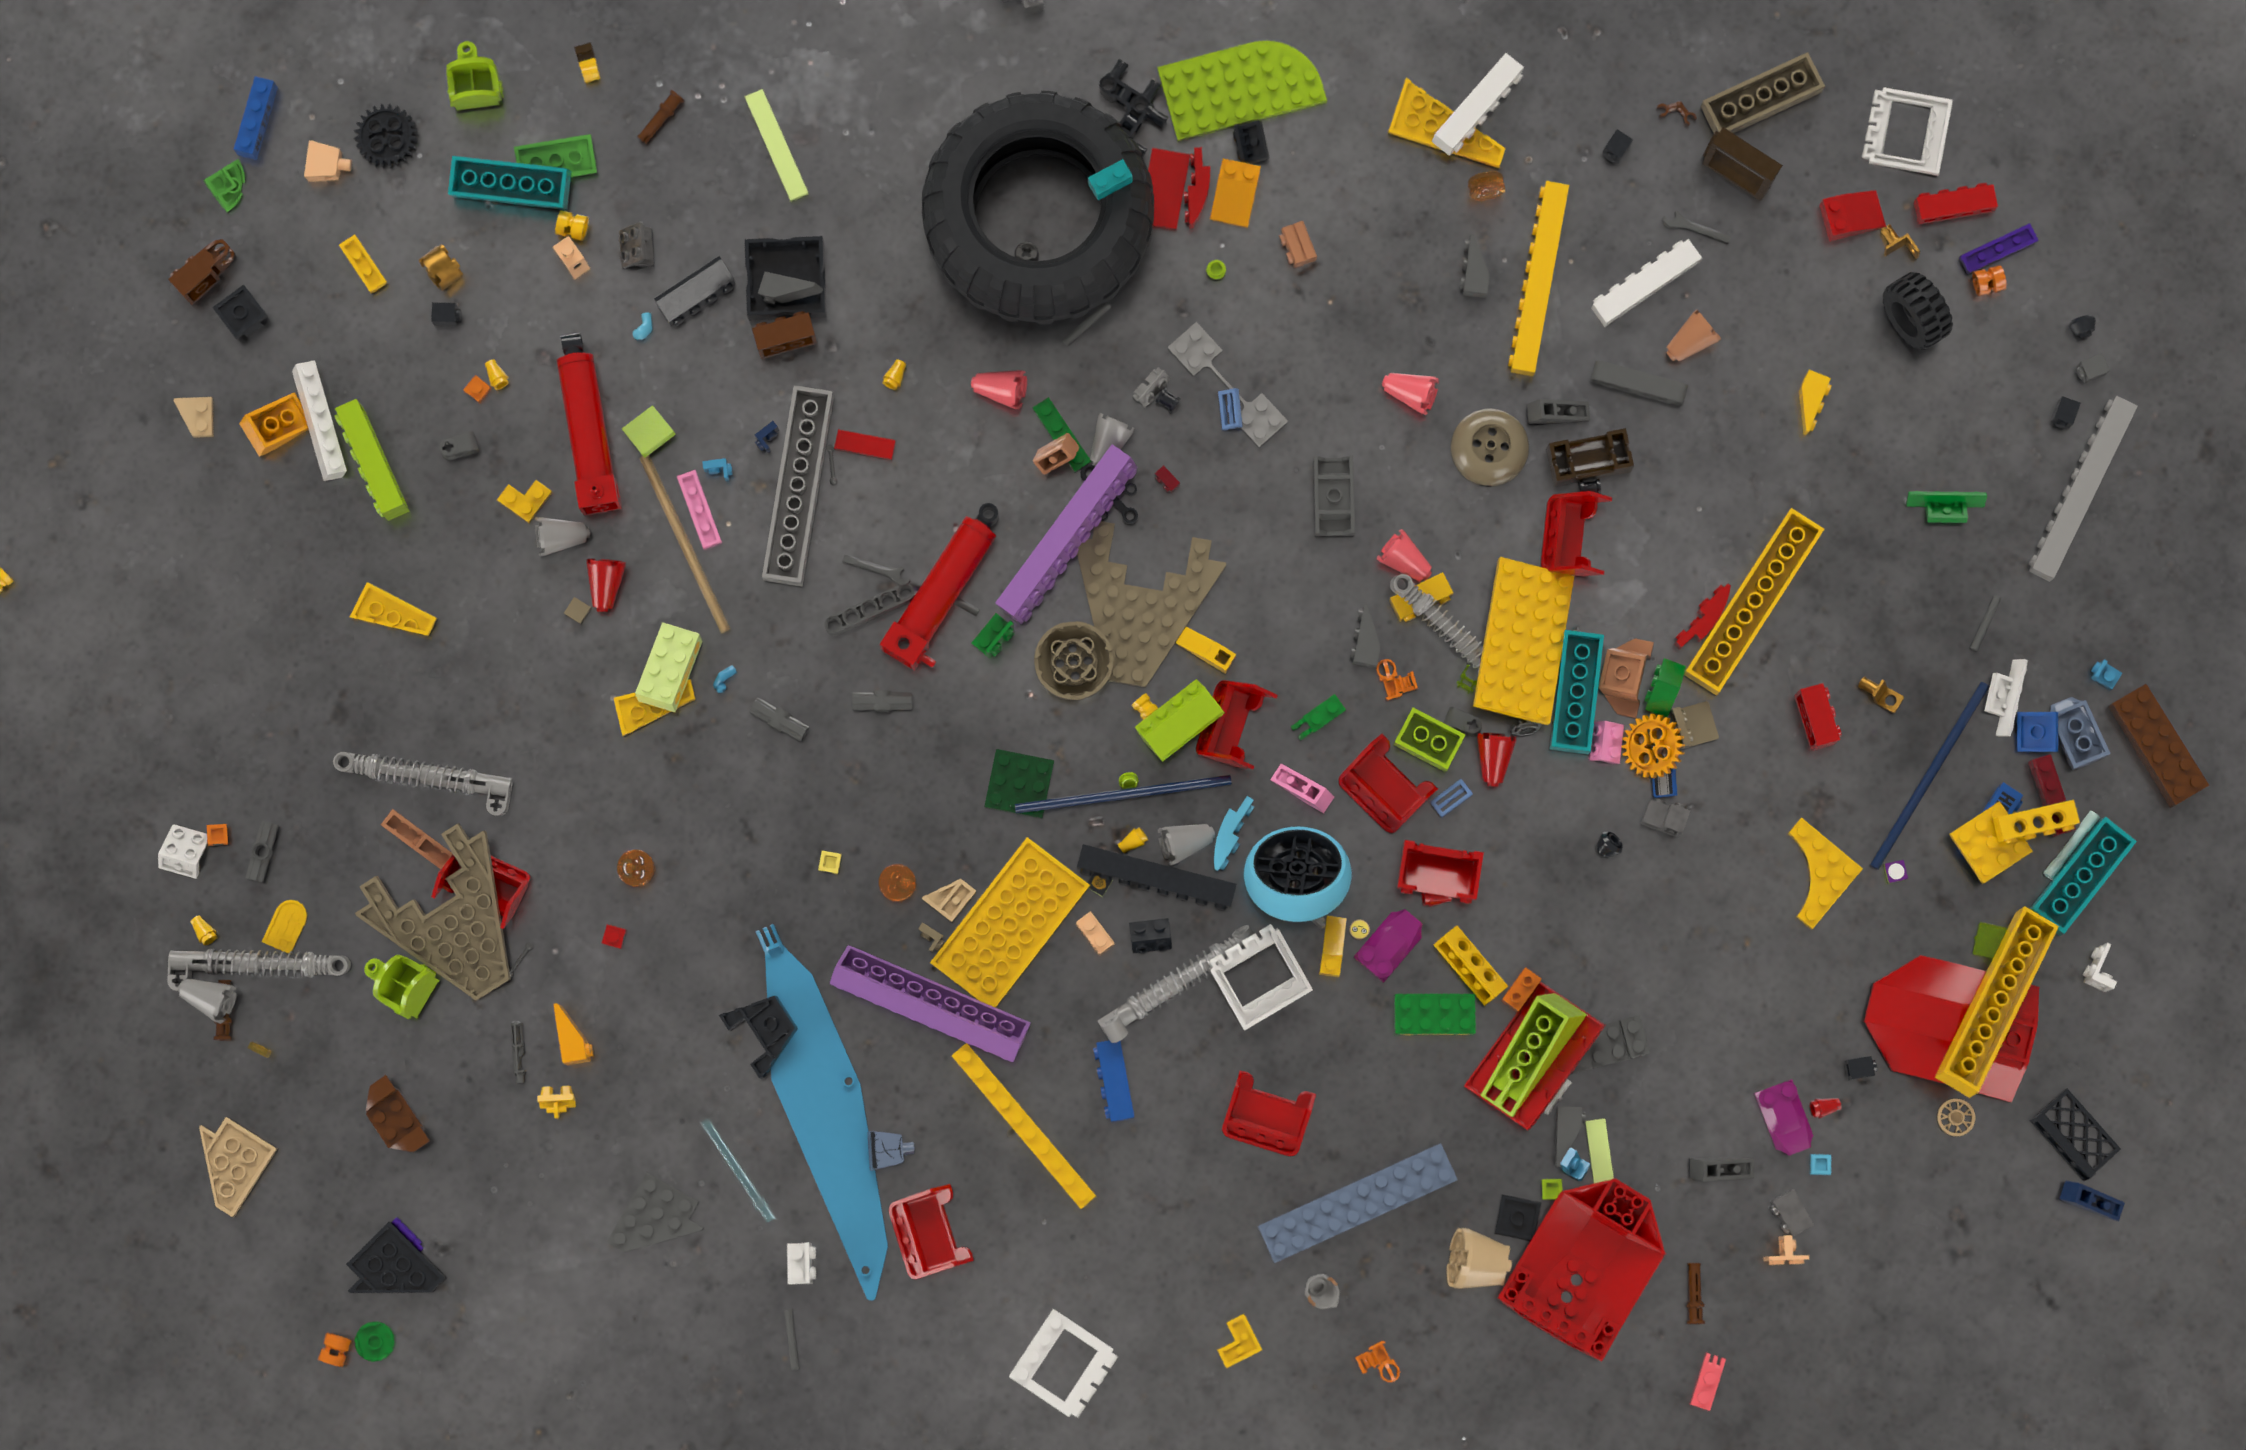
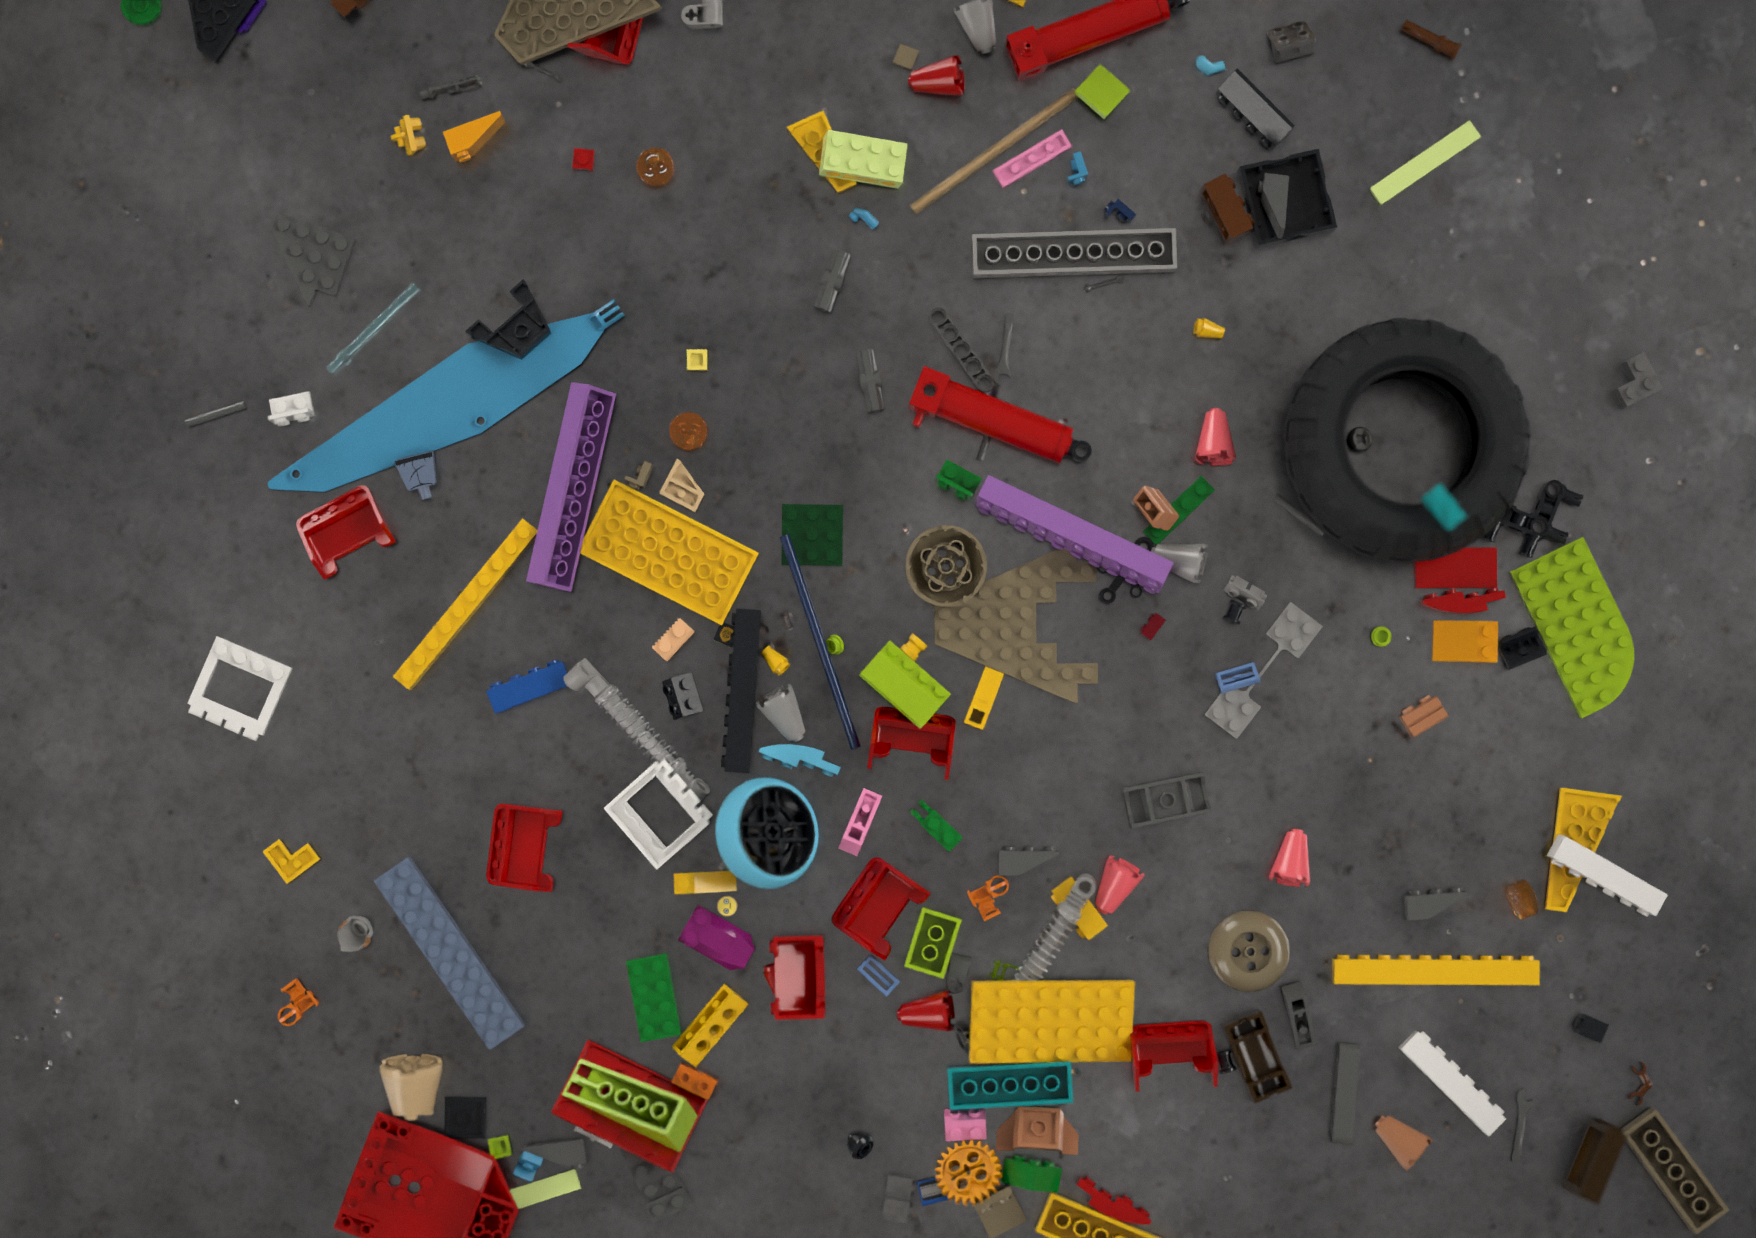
camera: 75 degrees right, 5 degrees up
(865, 444) = (1130, 313): red tile -> none

